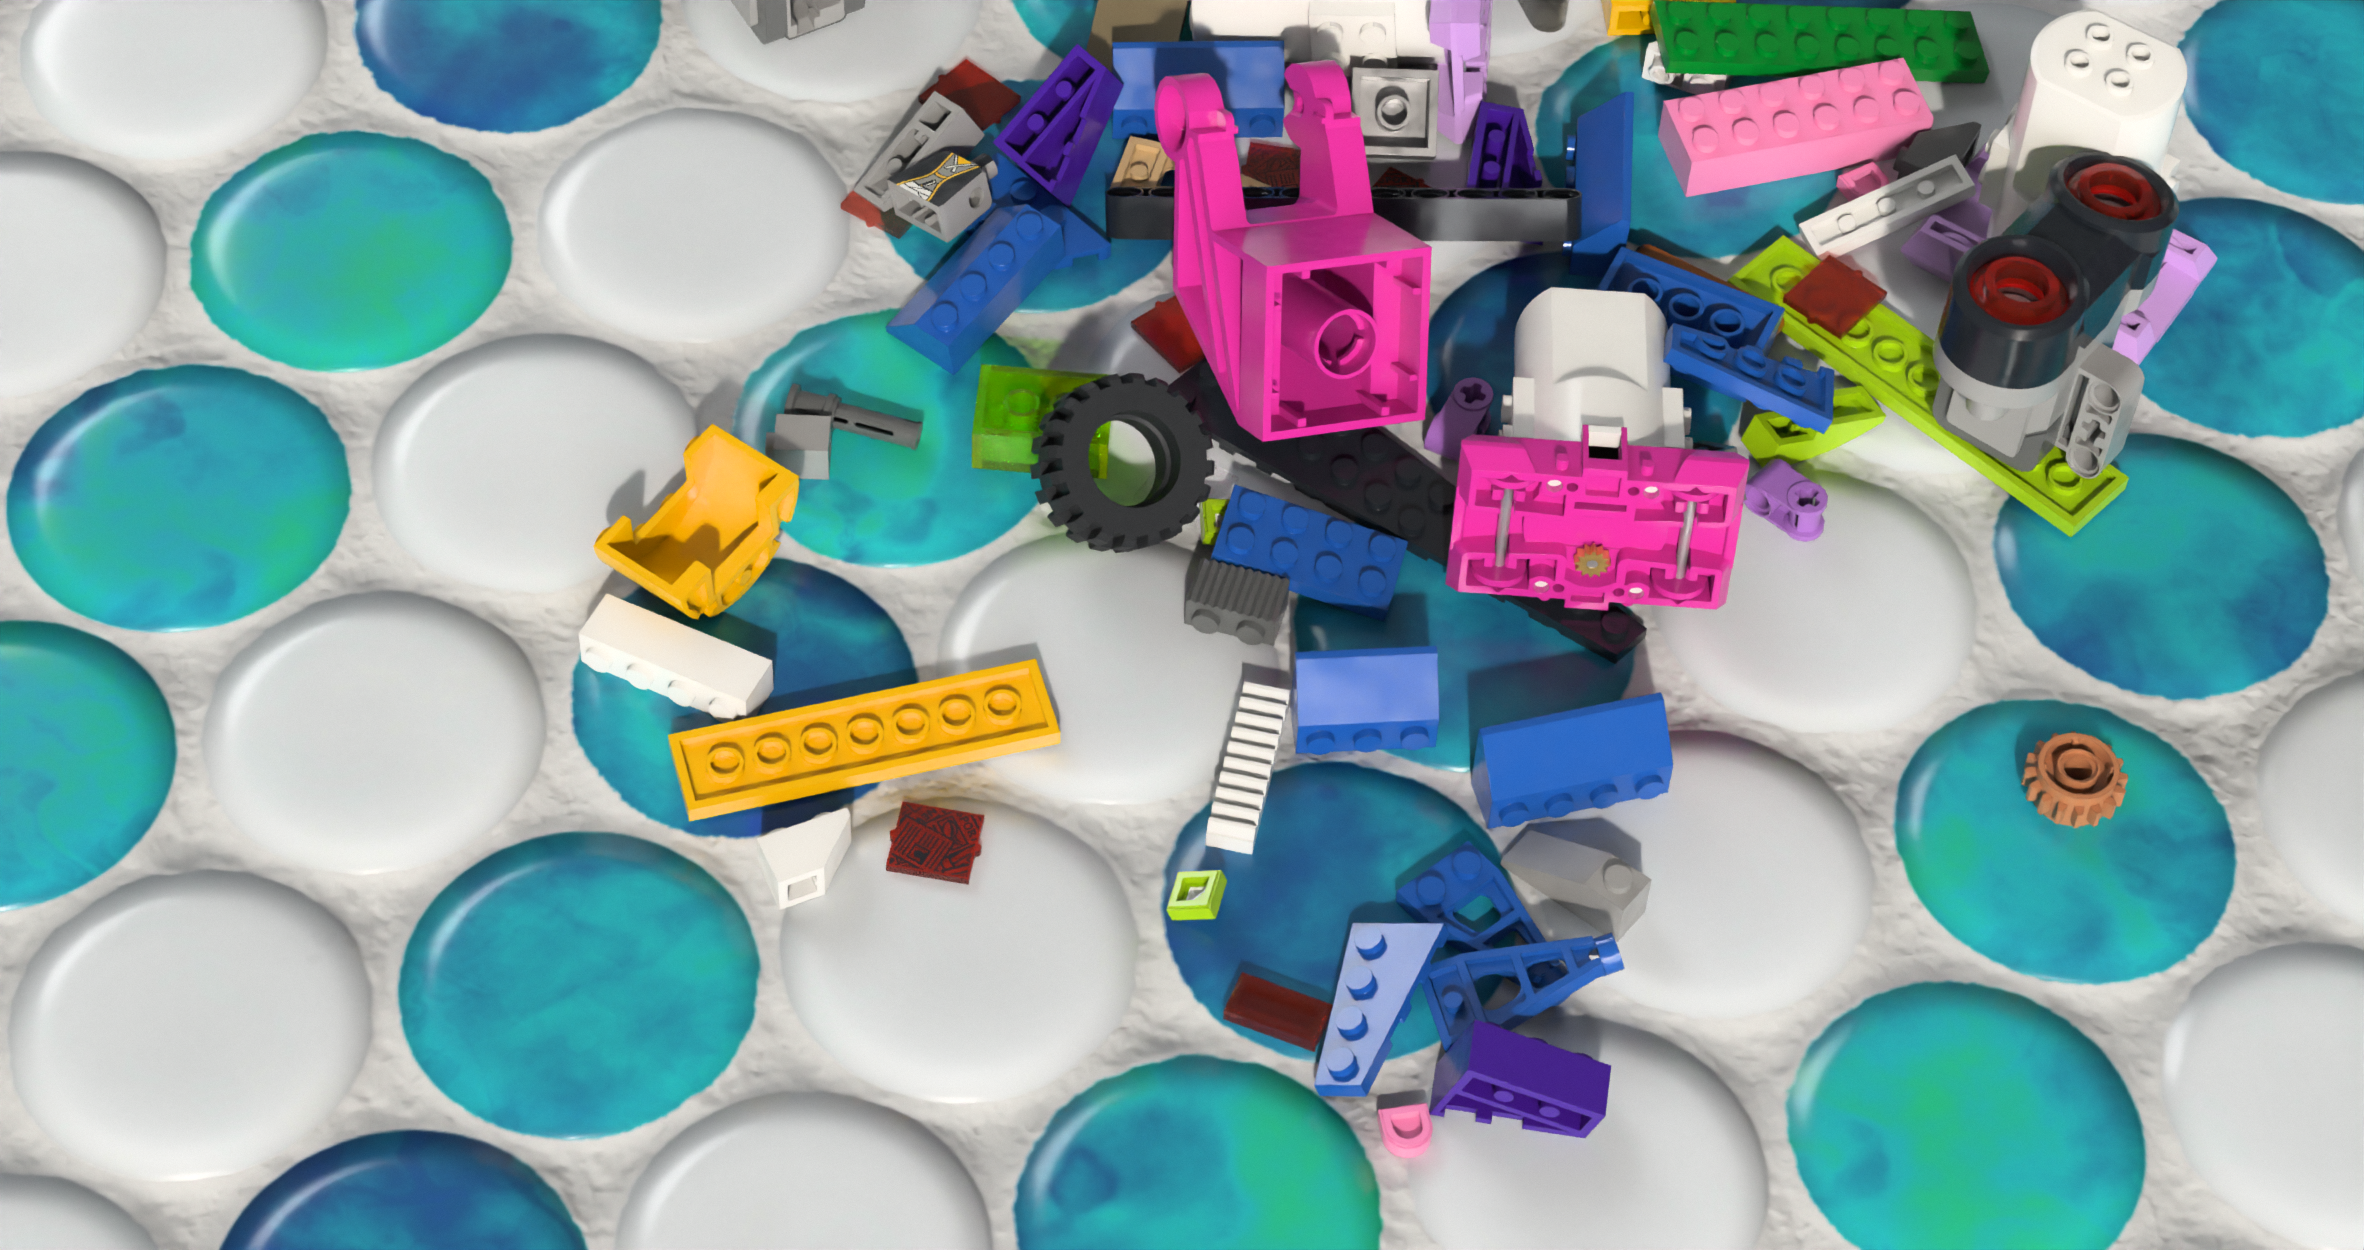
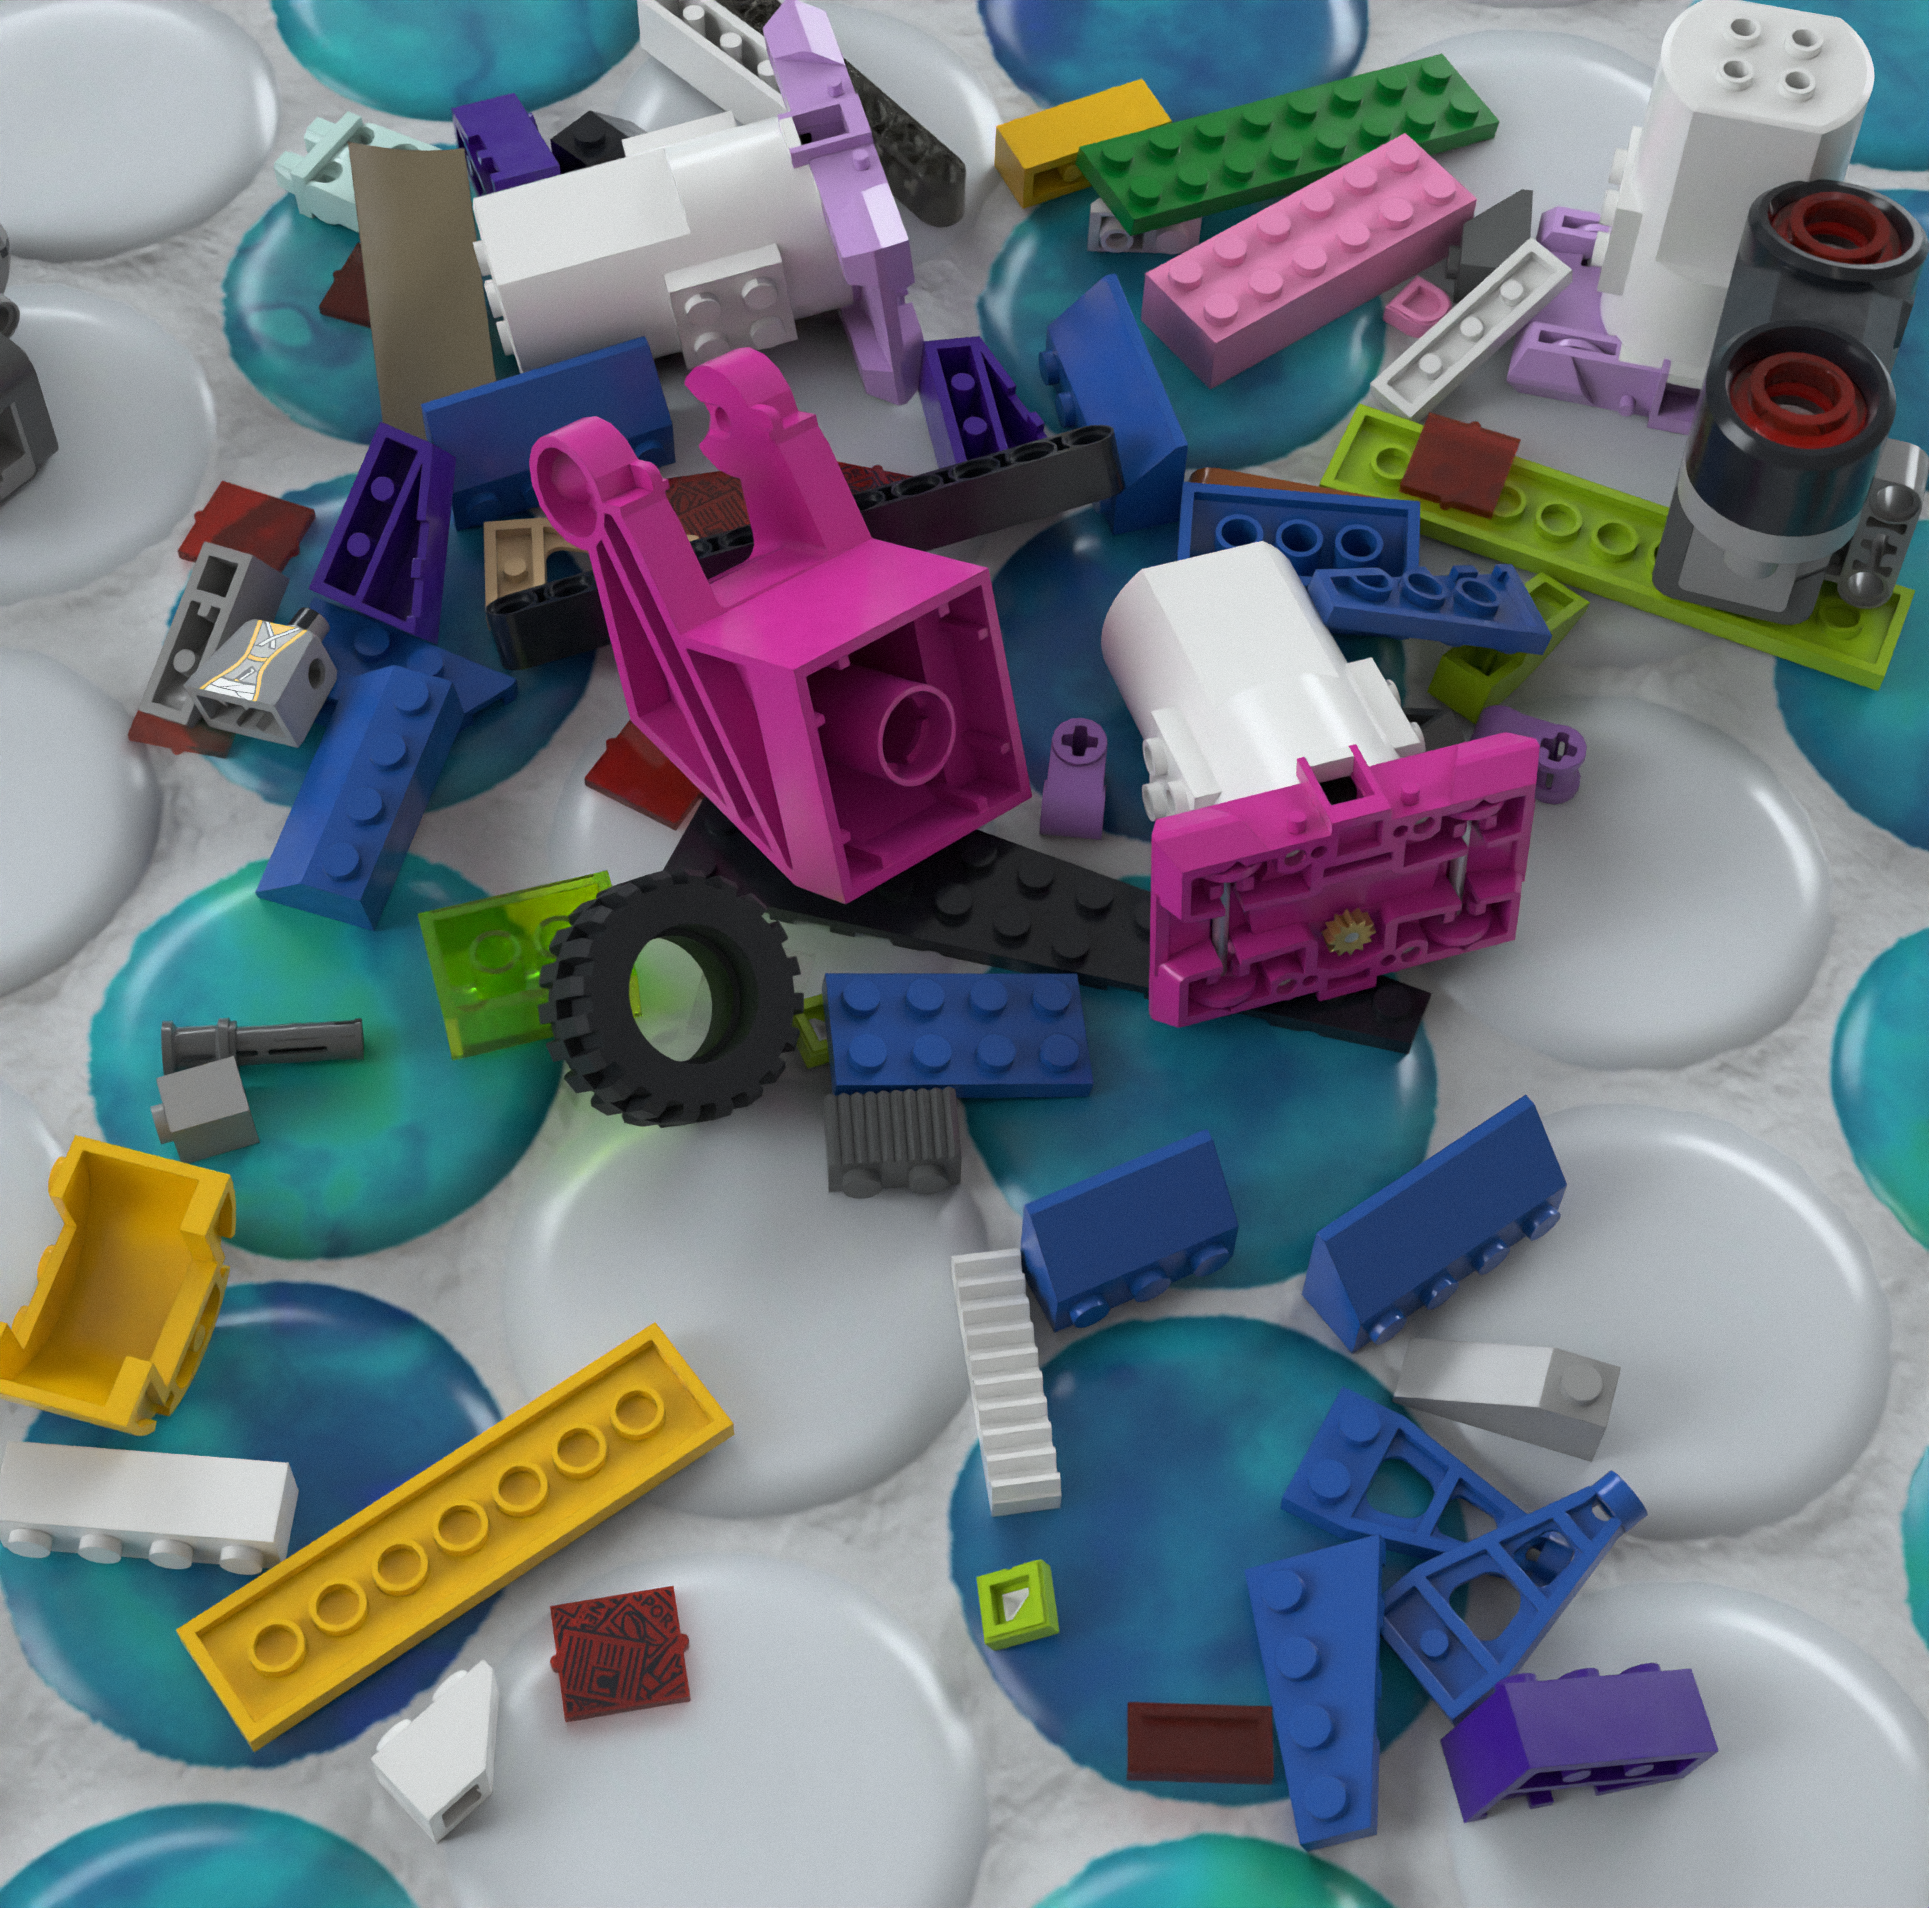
camera: 20 degrees left, 5 degrees up
(1396, 111) = (835, 379): flat silver brick -> none
(1405, 1129) = (1448, 1862): bright pink tile -> none

